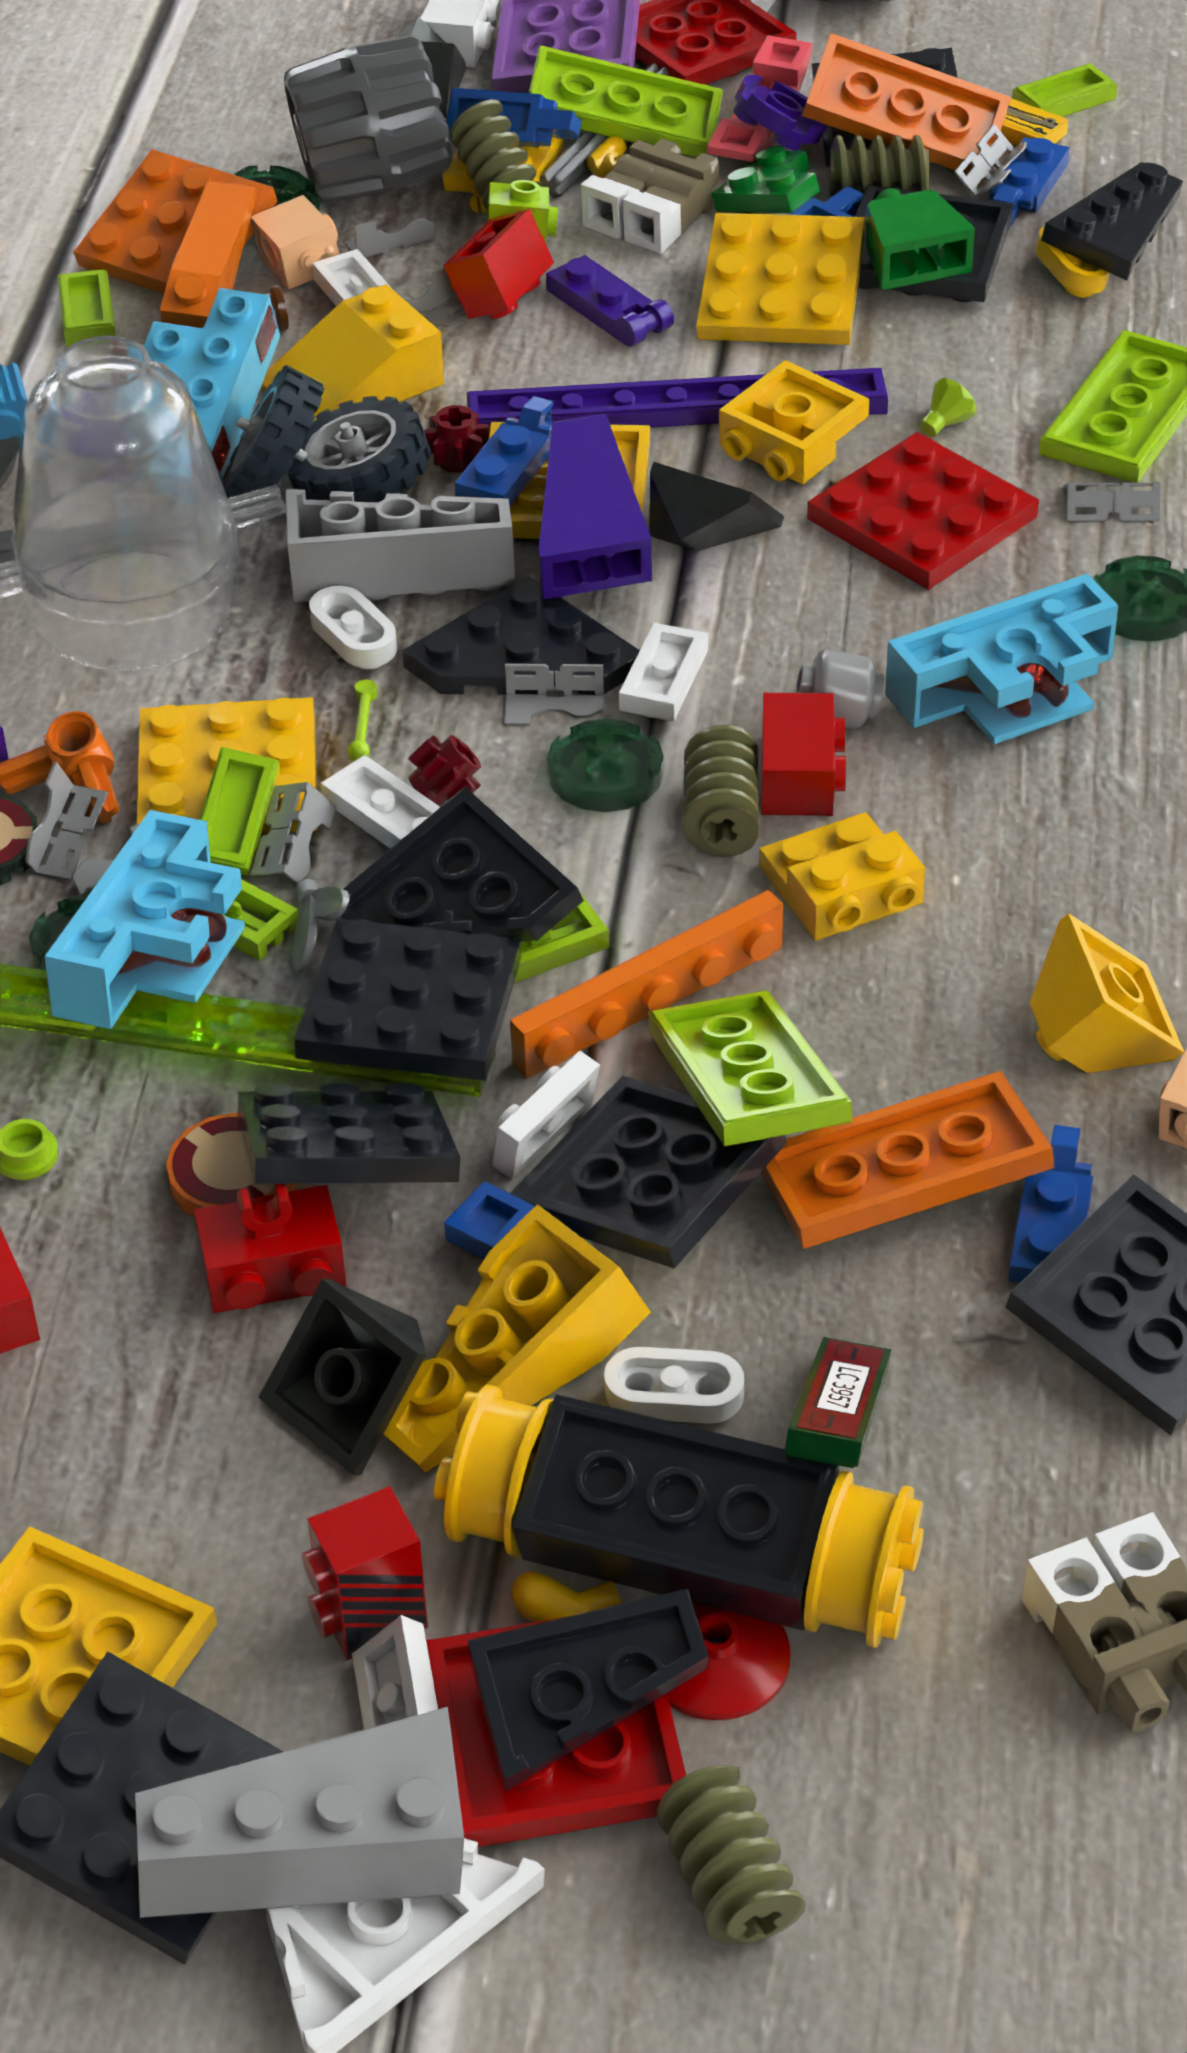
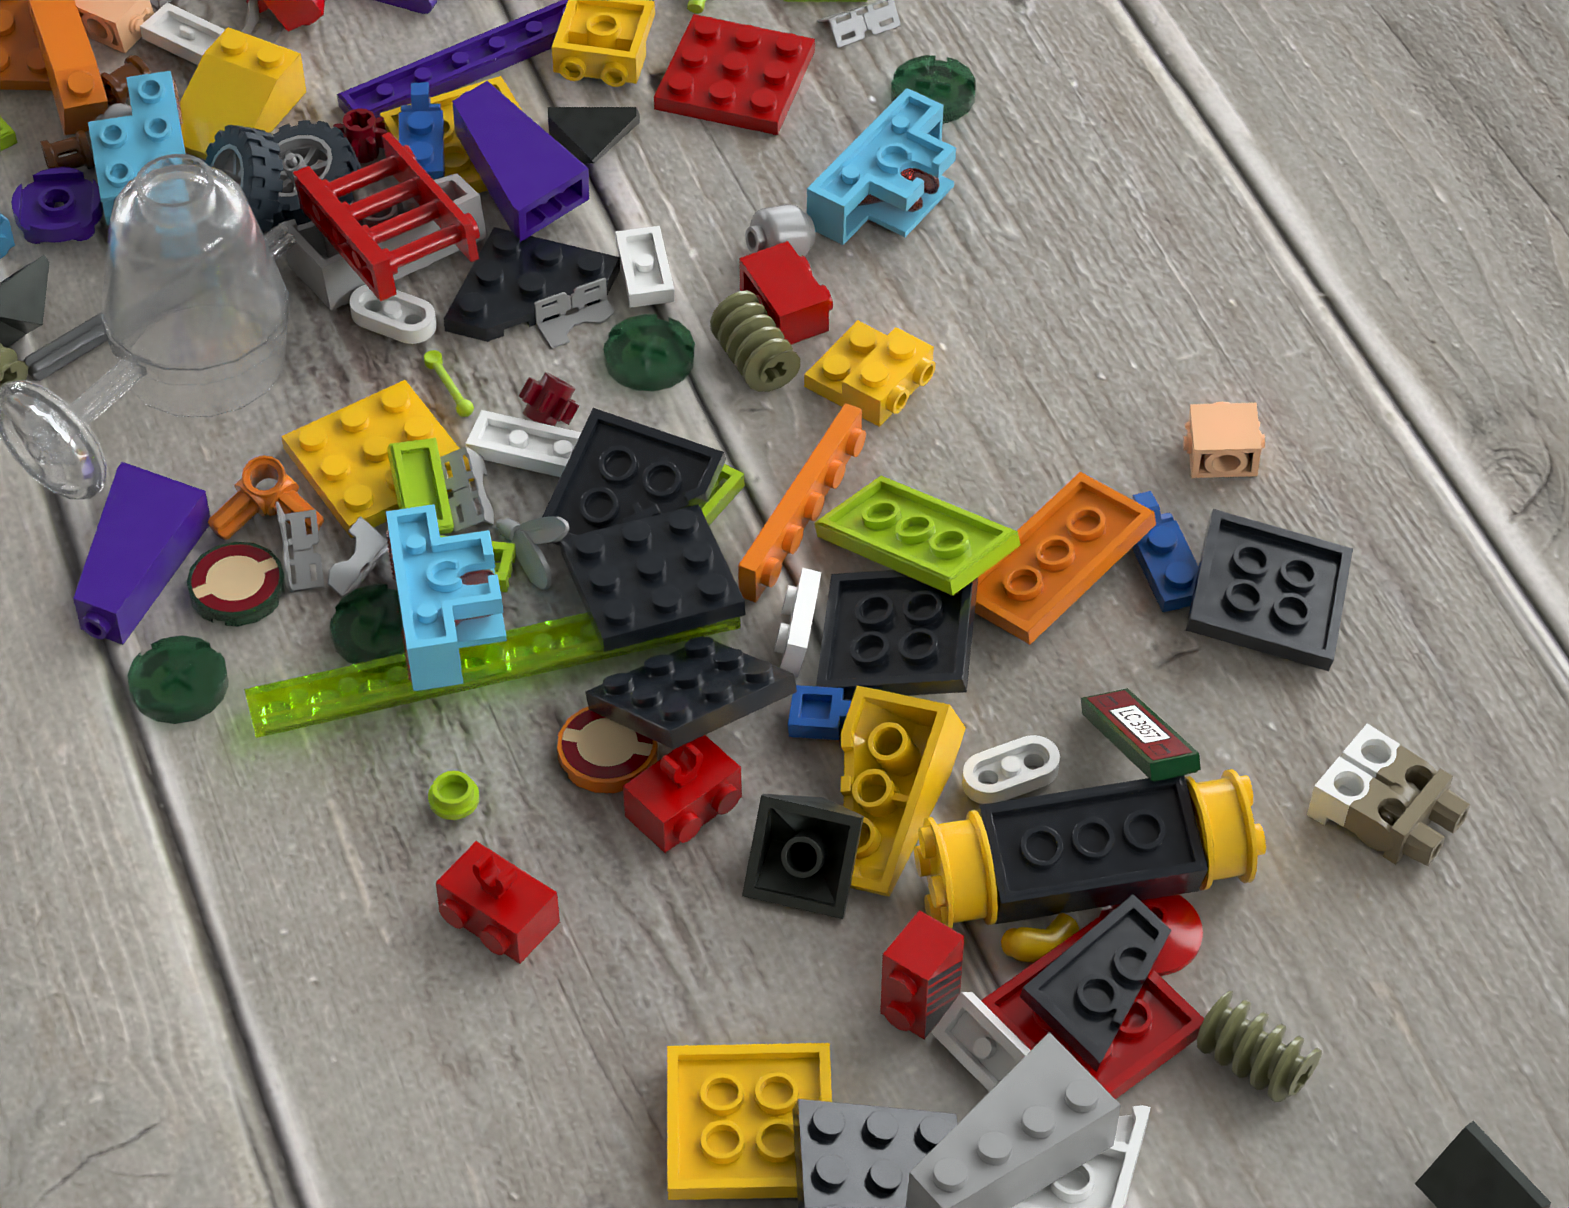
camera: 30 degrees left, 5 degrees up
(335, 496) = (360, 243): none -> red fence
(1099, 1004) = (1105, 401): yellow slope -> none

